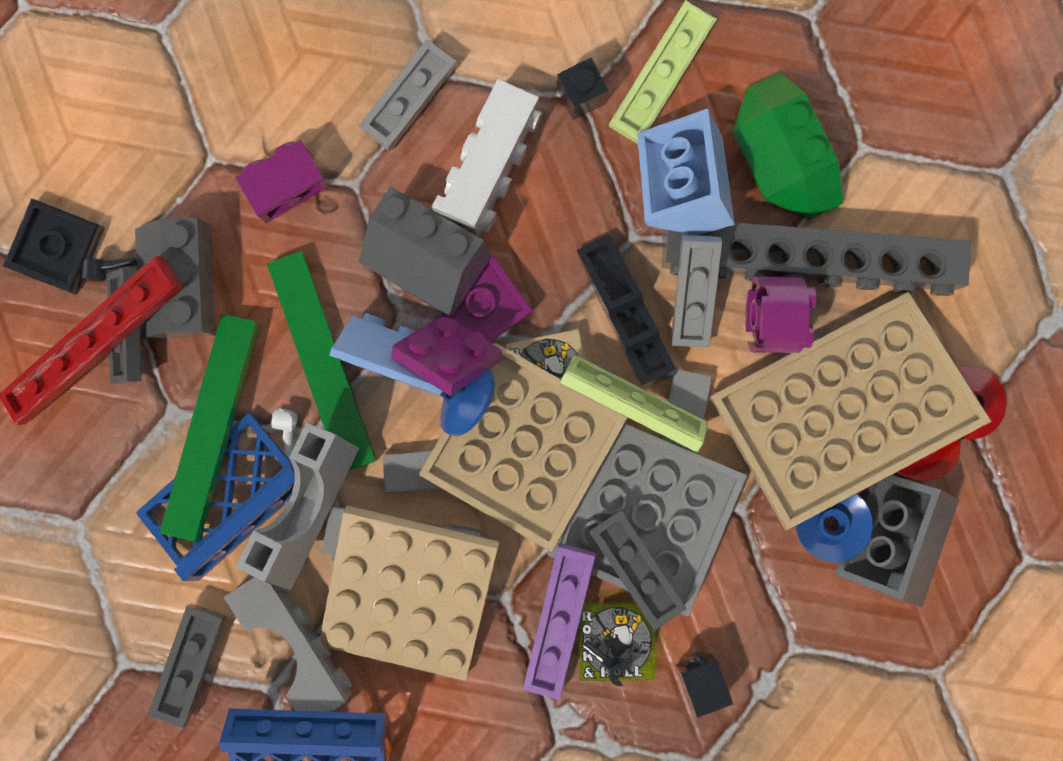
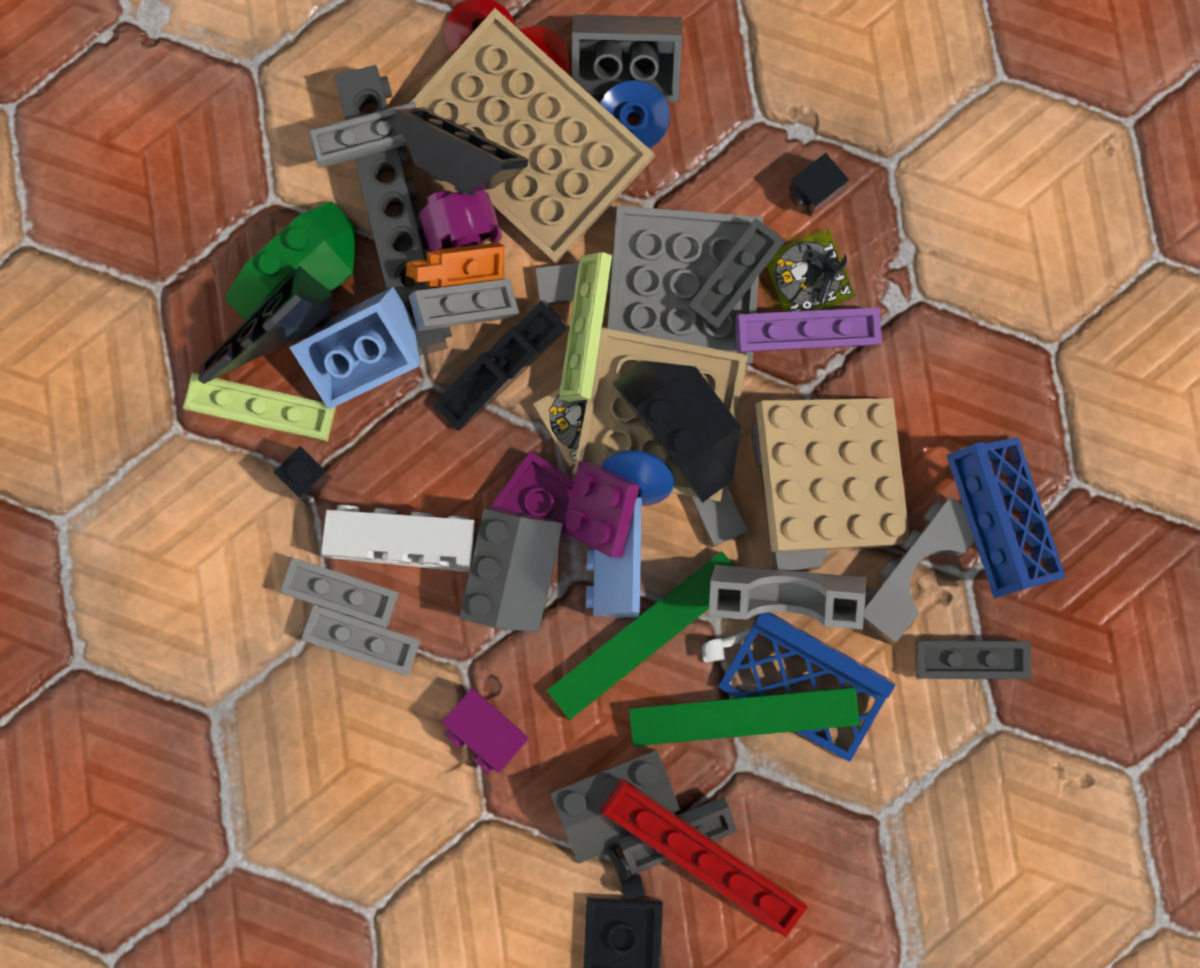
camera: 110 degrees left, 5 degrees down
(459, 89) = (339, 592): none -> light grey plate
(505, 465) = (685, 422): none -> black wedge
(735, 299) = (459, 265): none -> orange hinge
(738, 110) = (280, 319): none -> black wedge
(852, 331) = (456, 153): none -> black wedge
(898, 251) = (357, 137): none -> light grey tile

